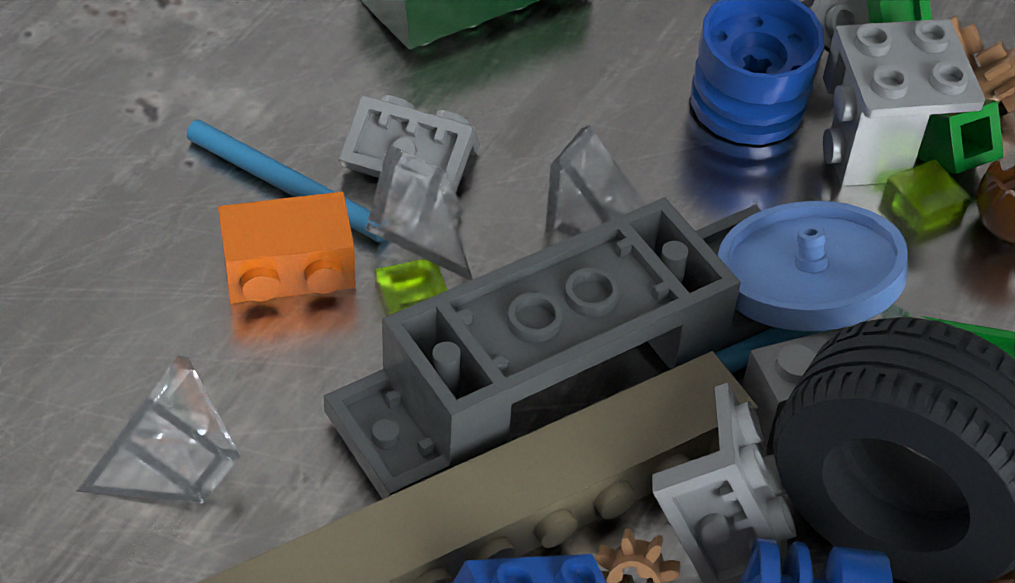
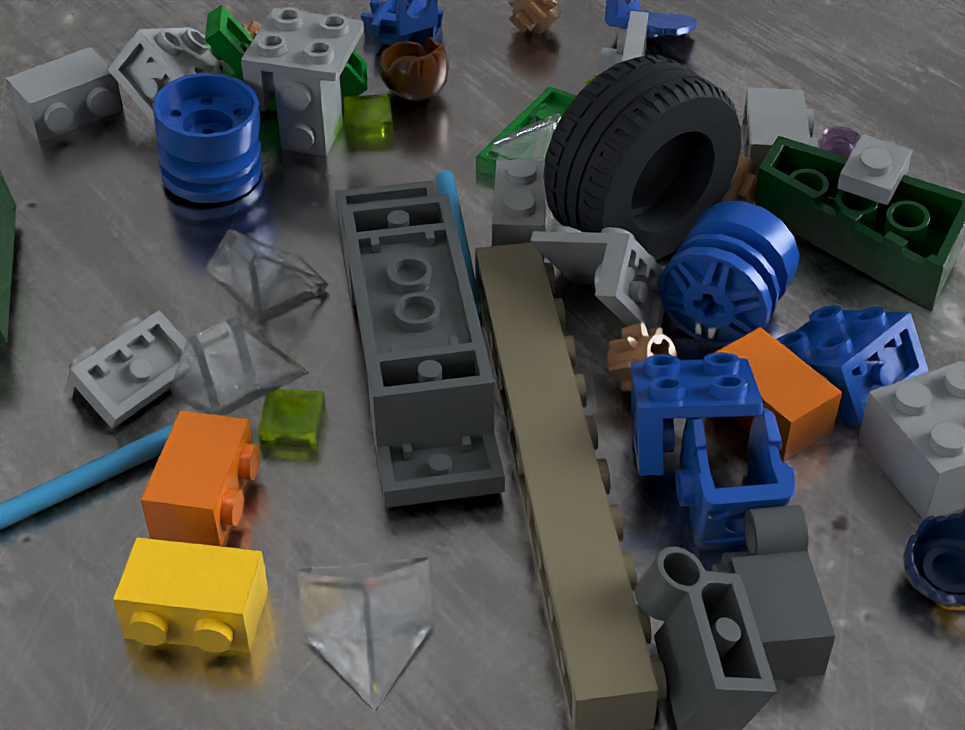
camera: 65 degrees left, 5 degrees down
(141, 295) = (191, 595): none -> yellow brick
(815, 265) = (433, 157): medium blue piece -> none

